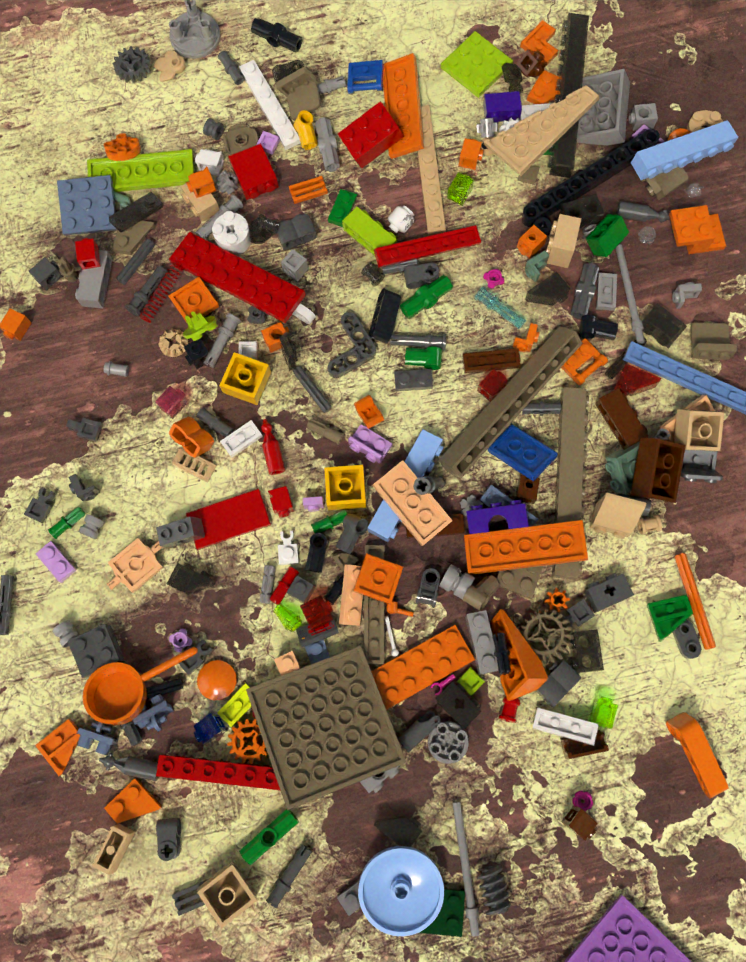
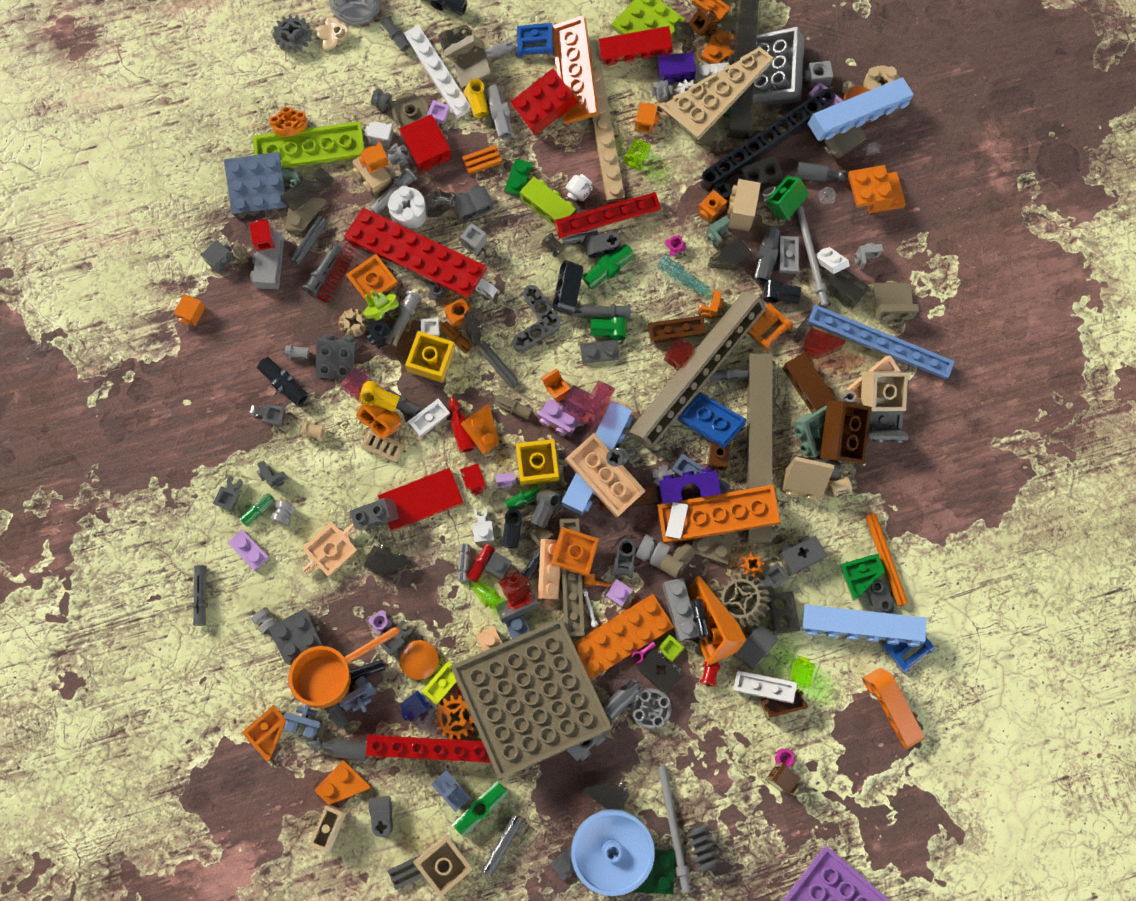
camera: 10 degrees left, 0 degrees up
(100, 397) = (282, 381): none -> black piece
(126, 447) = (313, 430): none -> tan bush
(152, 374) = (335, 356): none -> dark grey bracket
(190, 416) = (378, 396): none -> yellow piece
(240, 816) = (451, 791): none -> sand blue hips
(272, 360) = (456, 337): none -> reddish brown axle
(292, 452) = (482, 429): none -> orange wing
(398, 433) = (588, 406): none -> clear pink brick
(421, 622) = (619, 593): none -> lavender plate
(463, 83) = (636, 45): none -> red brick
(482, 551) = (676, 520): none -> white sticker
(650, 298) = (832, 260): none -> white plate
(670, 667) = (864, 624): none -> light blue brick
(710, 686) = (897, 651): none -> blue plate

